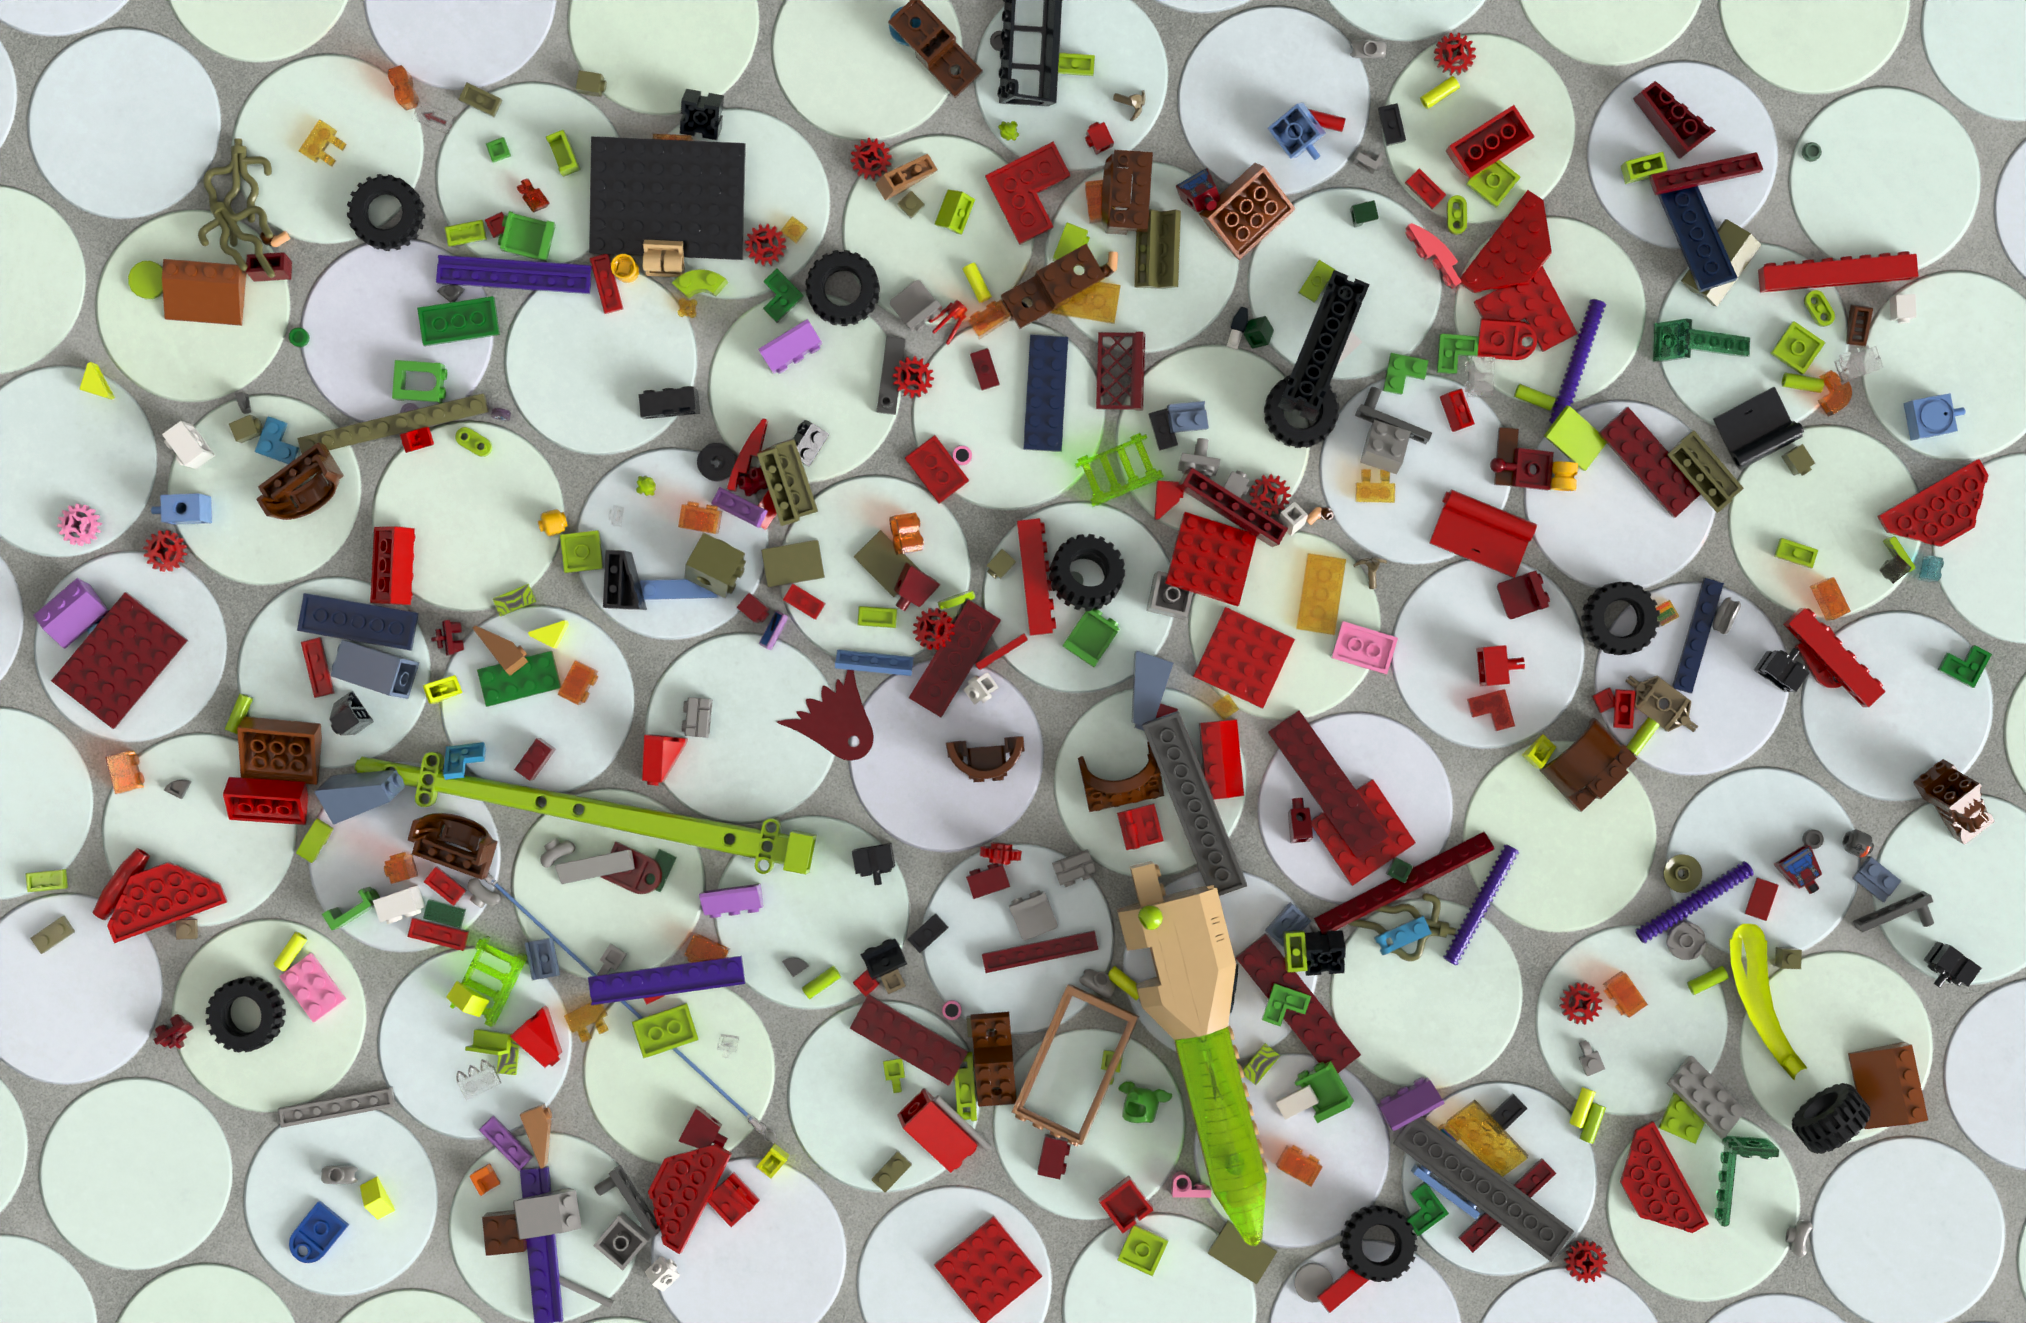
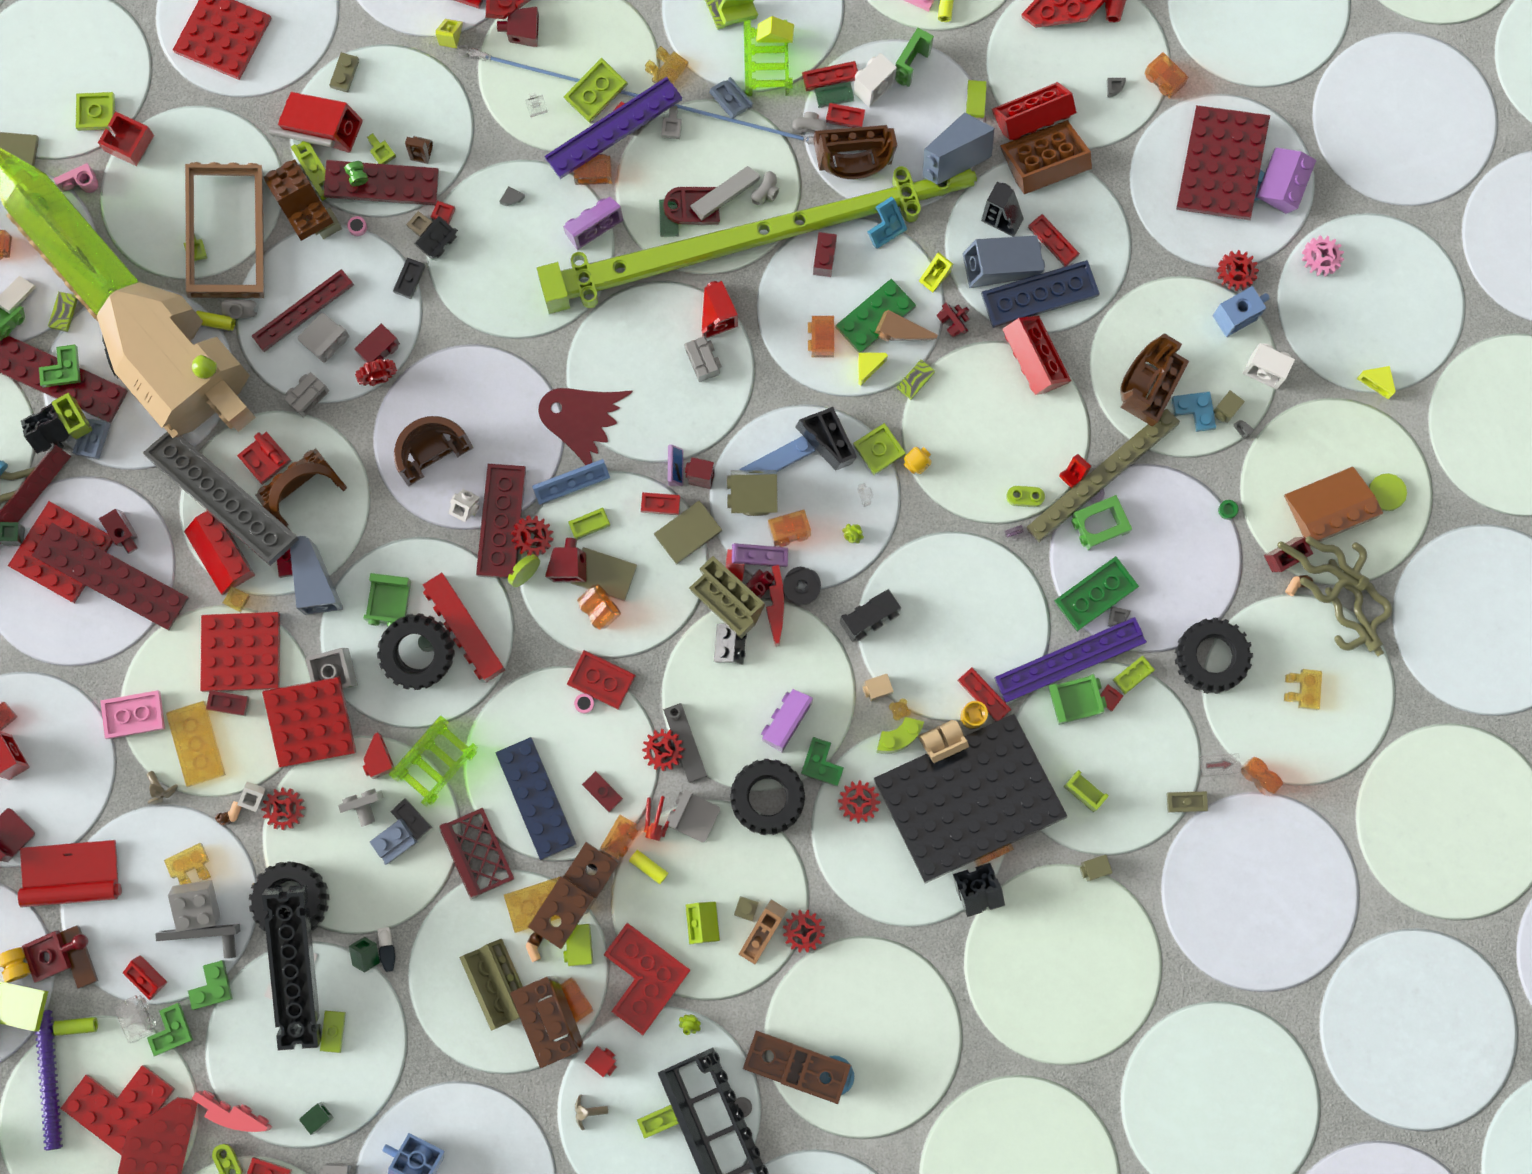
camera: 150 degrees right, 10 degrees down
(239, 712) = (1098, 169): lime piece -> none
(400, 867) = (889, 108): clear orange brick -> none
(498, 149) = (1146, 765): bright green tile -> none
(533, 197) = (1091, 737): clear red plate -> none
(539, 1038) = (699, 32): red slope -> none
(696, 336) = (877, 687): none -> tan brick
(794, 229) = (840, 829): clear yellow plate -> none
(821, 982) = (481, 193): lime piece -> none
(857, 1055) = (419, 149): none -> reddish brown plate
(874, 861) = (485, 312): black brick -> none
(927, 1054) = (356, 173): none -> bright green wheel
(1000, 564) = (500, 623): olive brick -> none
(1002, 651) = (461, 547): red tile -> none
(1053, 1156) = (208, 145): dark red brick -> none
(1141, 1103) = (151, 228): bright green piece -> none
(1199, 191) = (481, 1057): dark red torso -> none
(1232, 507) = (311, 777): dark red brick -> none
(1237, 483) = (319, 801): light grey brick -> none
(1248, 211) = (429, 1064): dark orange slope -> none
(1276, 615) = (227, 703): none -> dark red plate
(1504, 339) = (126, 1066): red tile -> none

